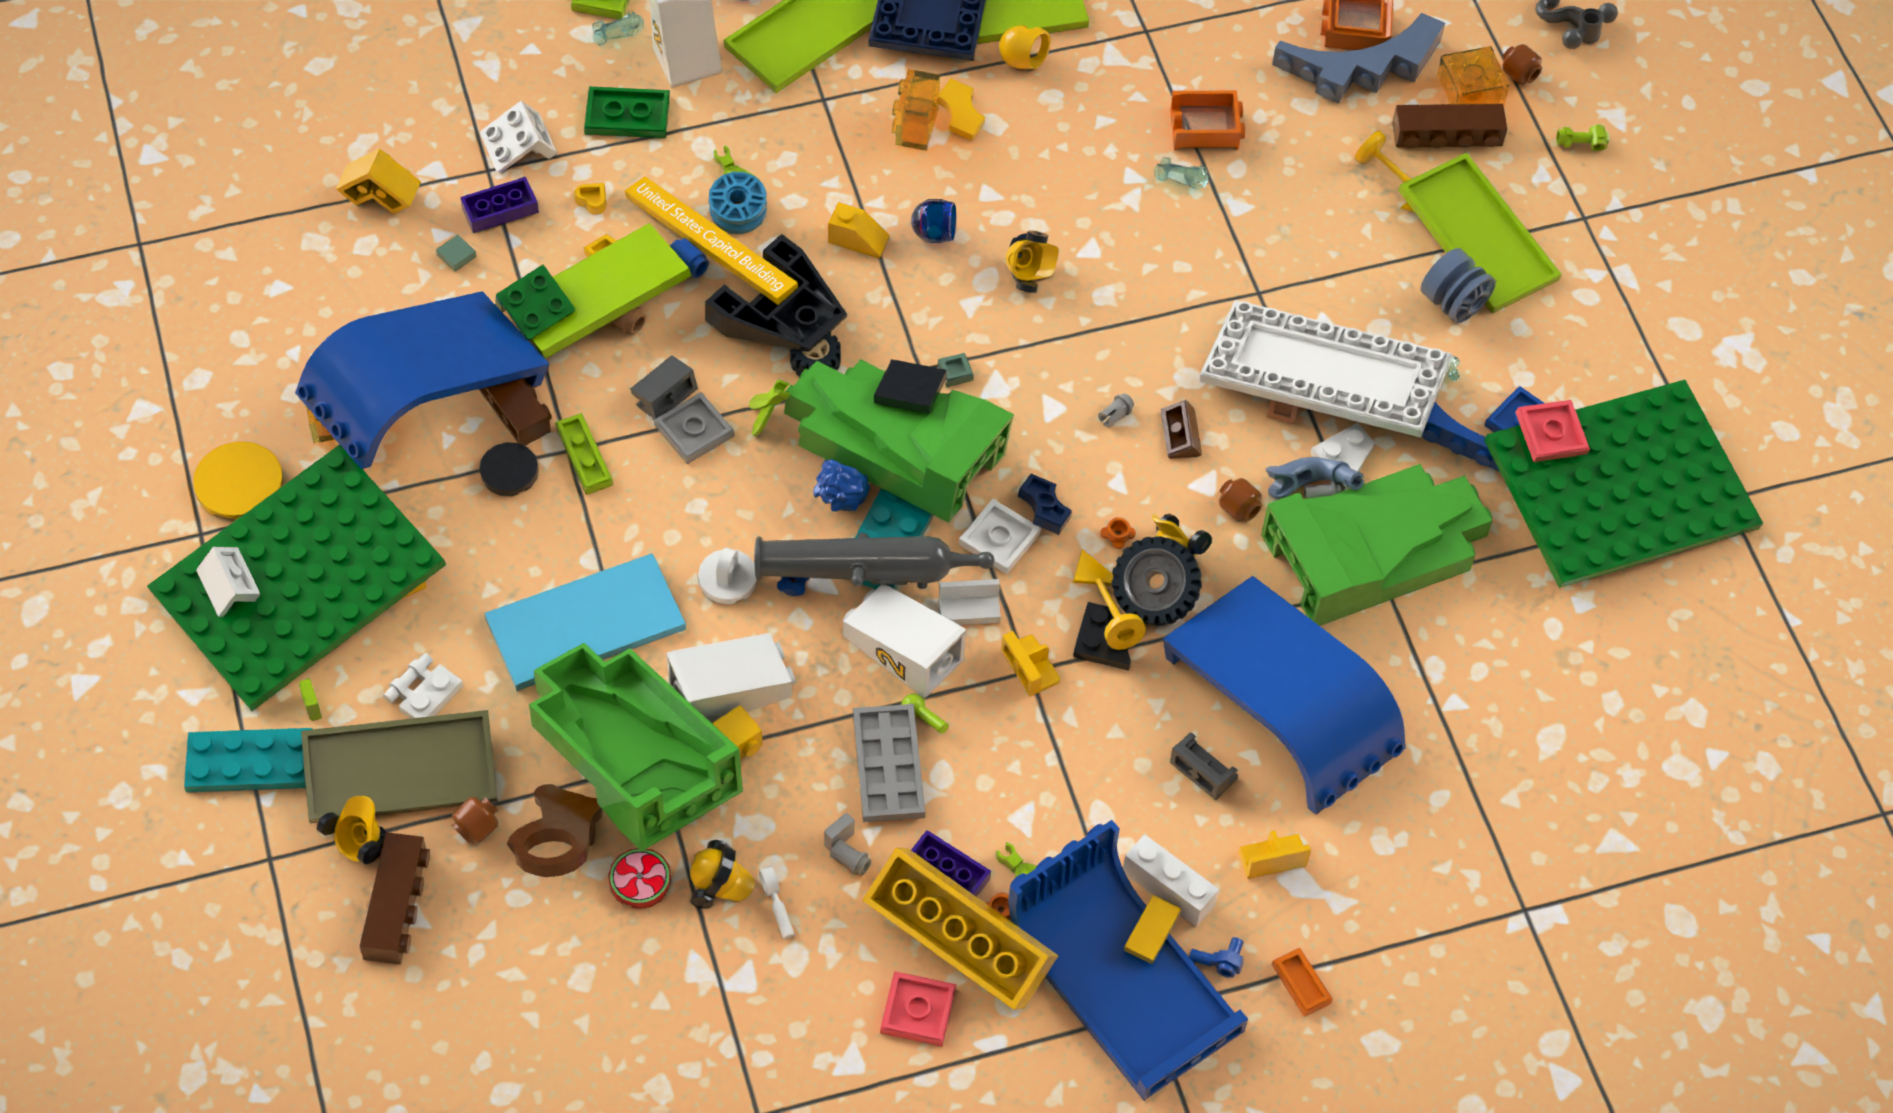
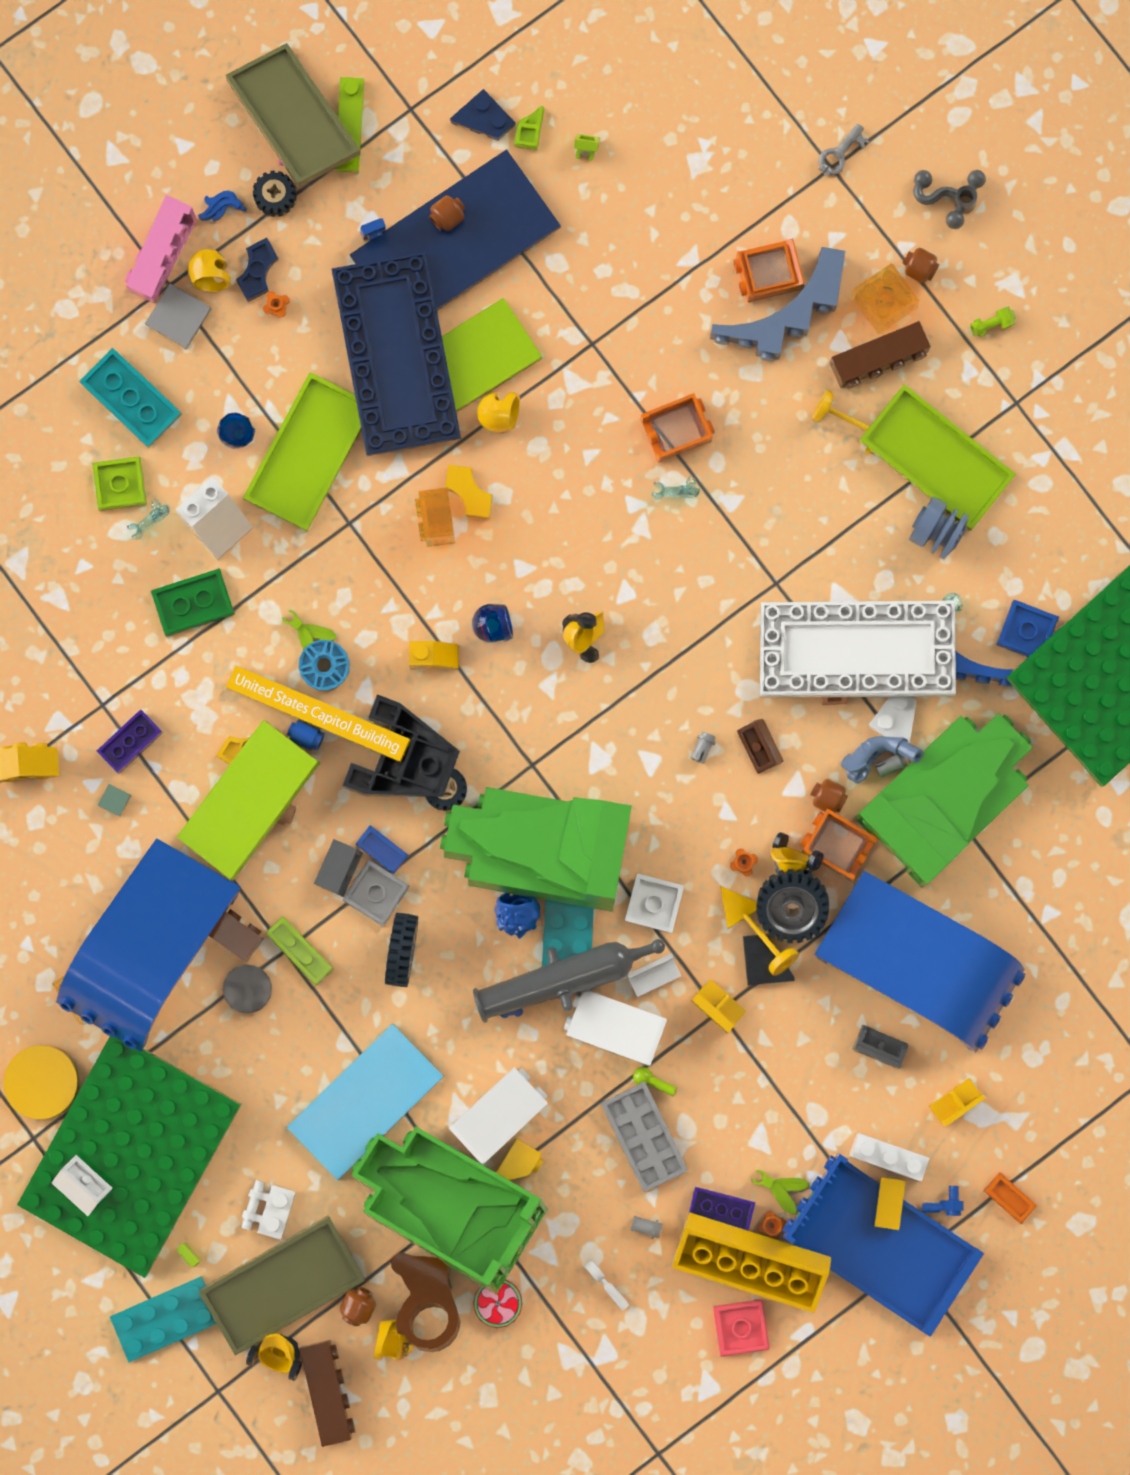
camera: 20 degrees left, 25 degrees up
(498, 870) = (390, 1343): none -> yellow helmet
(516, 135) = (115, 667): white bracket -> none
(535, 302) = (205, 837): green bracket -> none
(592, 197) = (200, 700): yellow tile -> none
(696, 471) = (401, 949): none -> black wheel
(719, 875) = (556, 1280): yellow cap -> none
(720, 390) = (381, 849): none -> blue tile
(727, 576) = (457, 1019): white tile -> none
(766, 403) = (430, 858): lime piece -> none
(840, 830) = (630, 1211): light grey tile -> none
(910, 386) = (540, 811): black tile -> none
(957, 369) = (561, 756): sand green tile -> none
(1048, 510) = (686, 868): dark blue tile -> none
(1237, 547) = (841, 842): none -> window
(1552, 430) = (1058, 654): coral tile -> none

